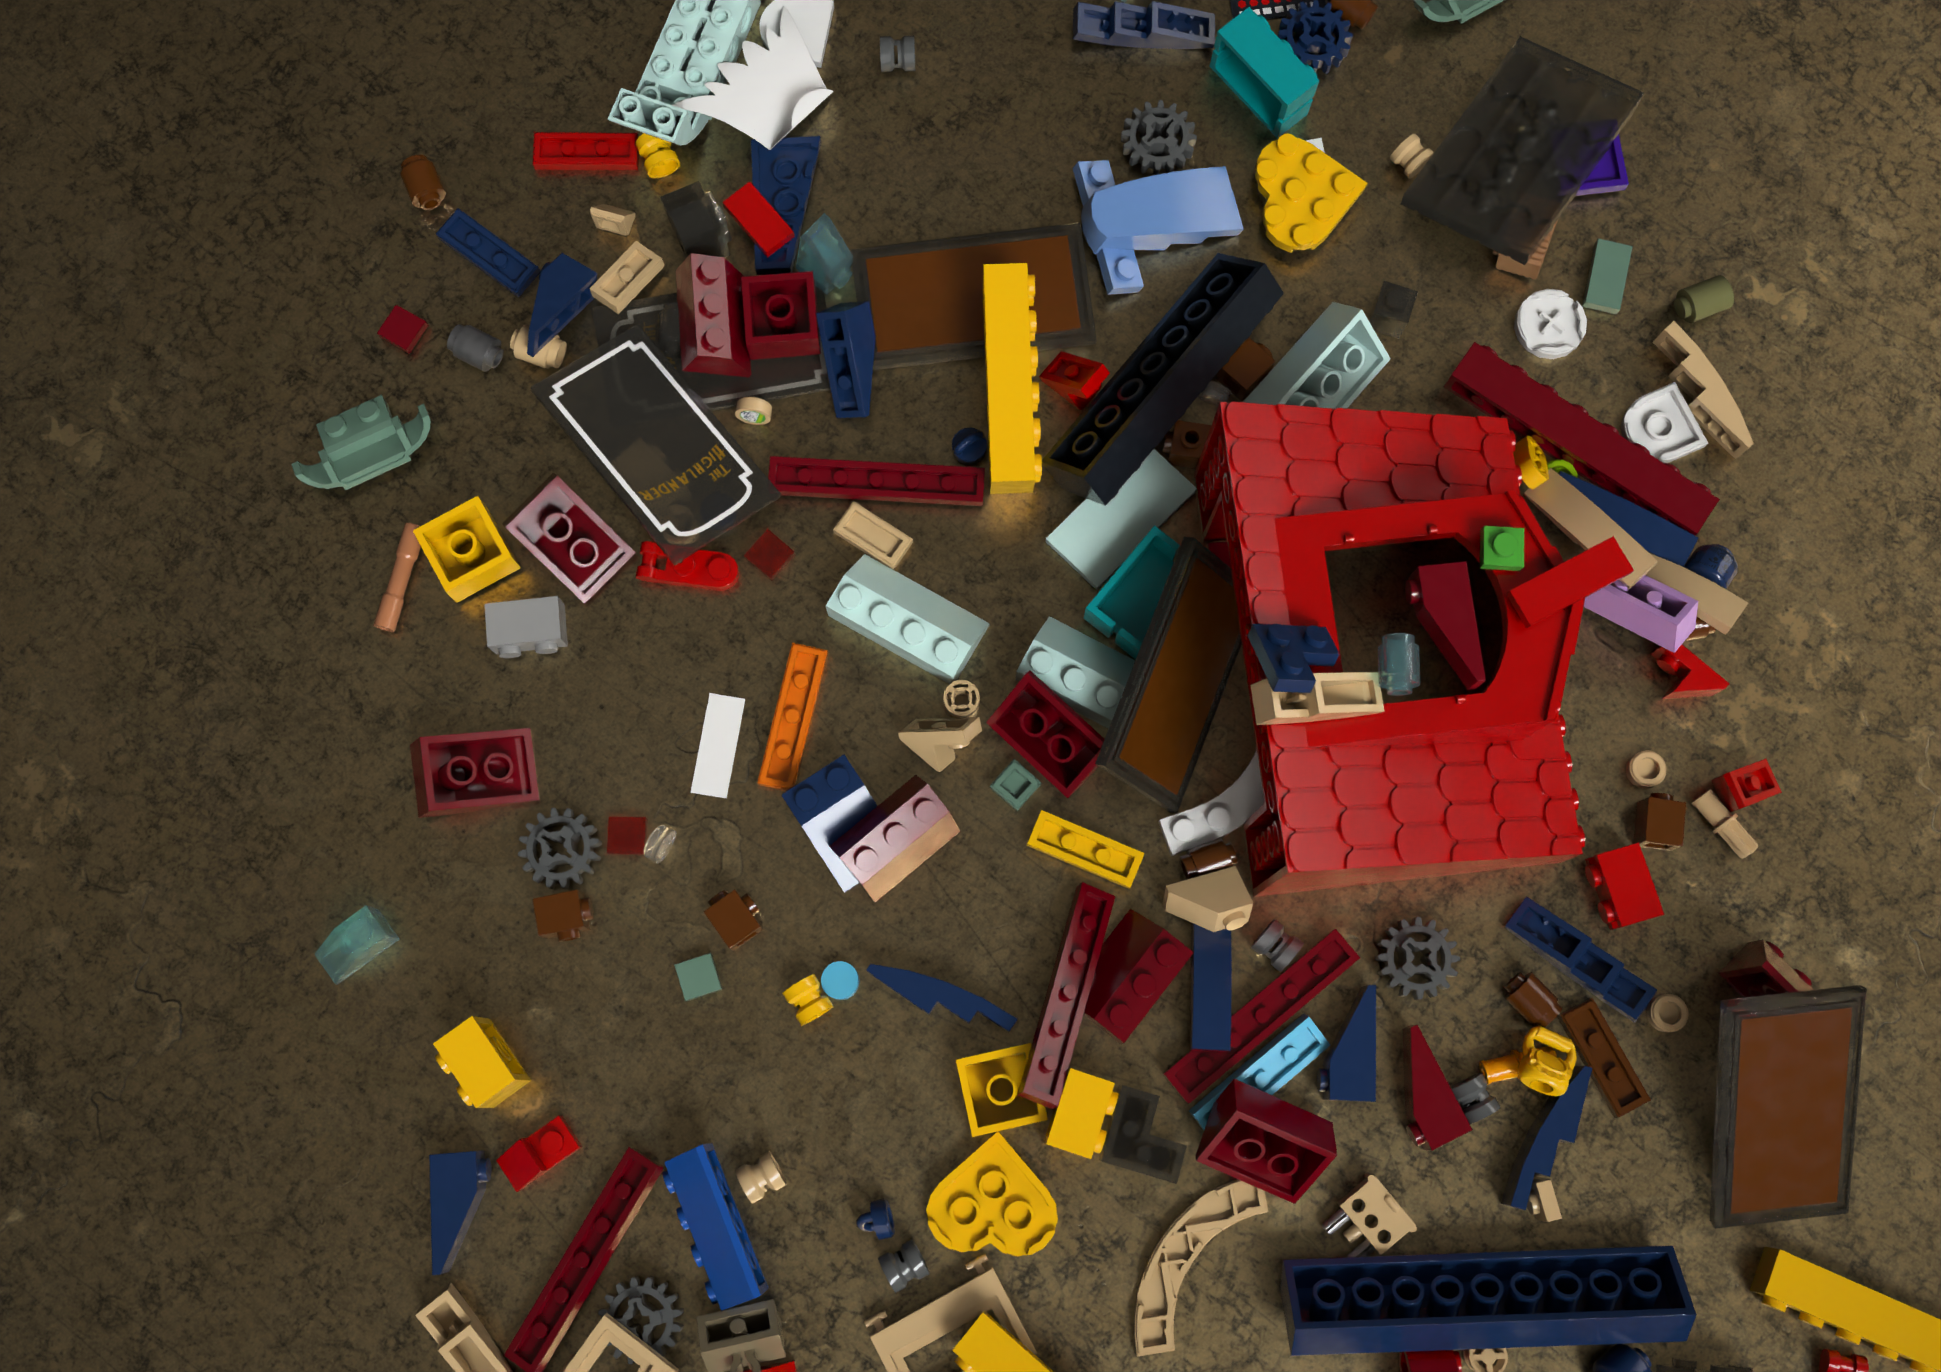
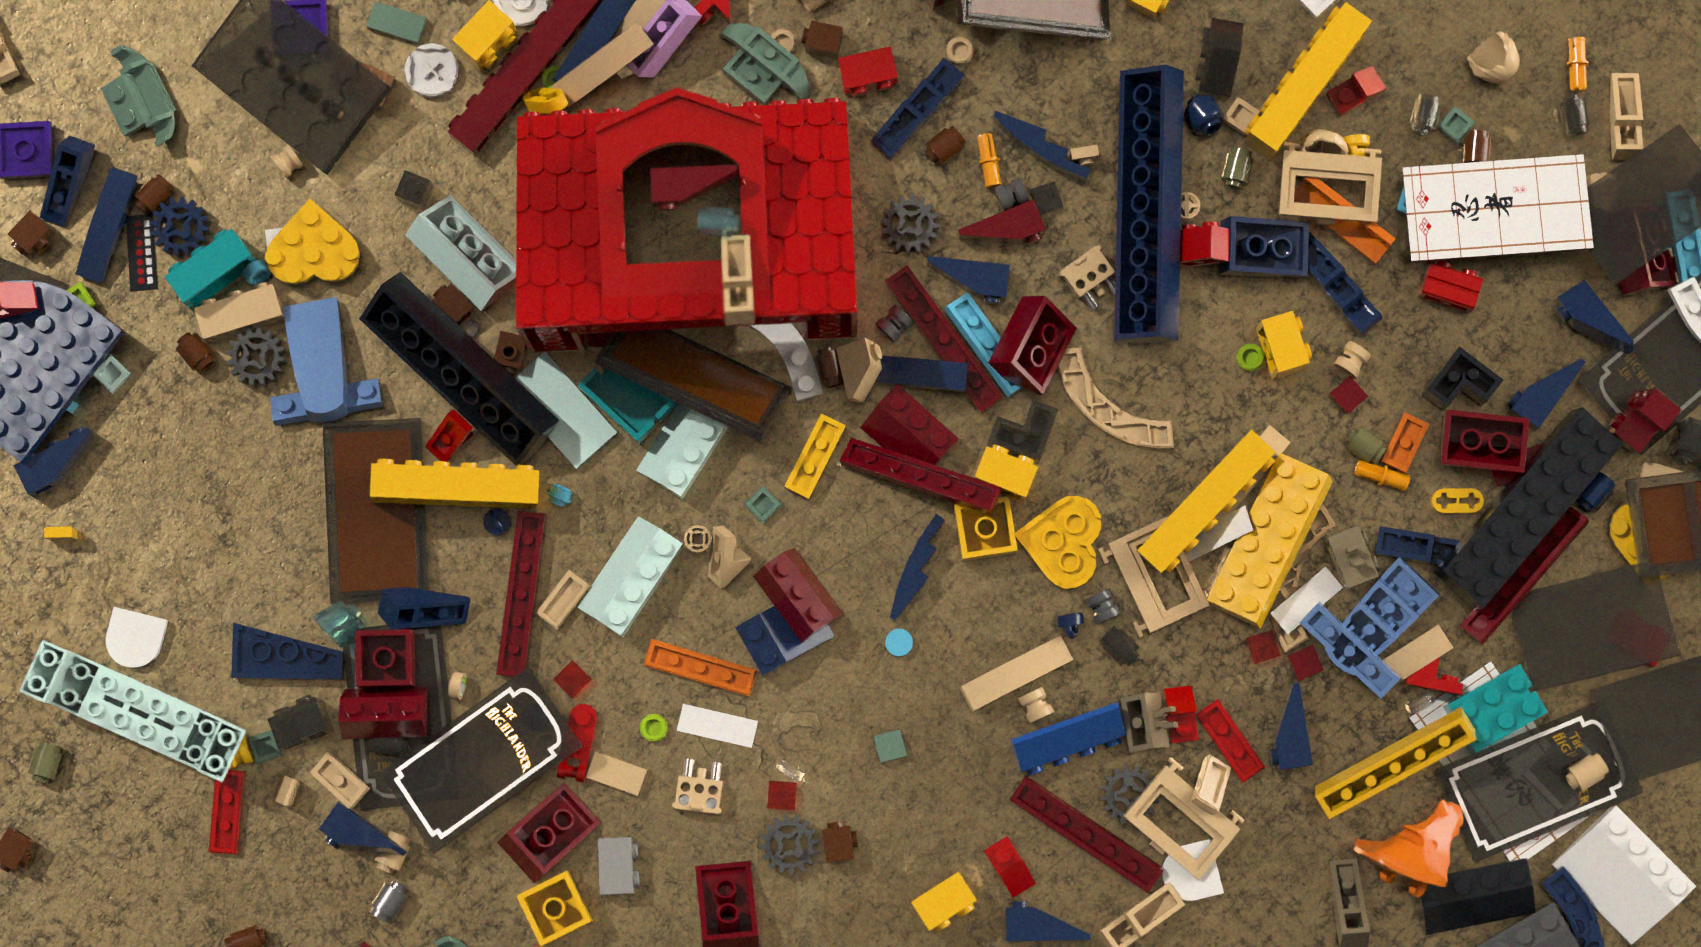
camera: 85 degrees left, 5 degrees up
(488, 252) = (307, 892): dark blue tile -> none
(612, 723) = (695, 802): none -> tan piece
(648, 619) = (616, 773): none -> tan tile
(665, 183) = (264, 747): none -> sand green tile
(711, 662) = (653, 727): none -> lime tile
(734, 917) = (848, 716): reddish brown brick -> none
(758, 219) = (302, 673): red tile -> none
(770, 92) = (196, 655): white piece -> none
(803, 1146) = (1016, 673): none -> tan slope
(807, 998) = (912, 665): yellow wheel -> none
(848, 1294) = (1120, 646): none -> clear smoke brick
(905, 51) = (168, 551): dark grey wheel -> none
(1009, 520) = (559, 494): none -> medium azure plate
(1048, 734) = (730, 476): dark red slope -> none
(1142, 27) = (157, 360): dark blue slope -> none
(1157, 68) = (195, 352): none -> reddish brown brick
(1218, 125) = (239, 311): none -> tan brick
(1264, 129) = (256, 272): none -> medium azure tile
(1289, 651) = (703, 297): dark blue plate -> none
(1474, 1149) = (1046, 198): none -> clear smoke tile
(1501, 548) = (638, 141): bright green plate -> none
(1542, 1070) = (995, 144): yellow piece -> none
(1569, 582) = (666, 97): red tile -> none
(1602, 1053) = (988, 100): reddish brown tile -> none
(1606, 379) = (485, 37): none -> yellow brick
(1615, 743) = (763, 64): none -> sand green plate

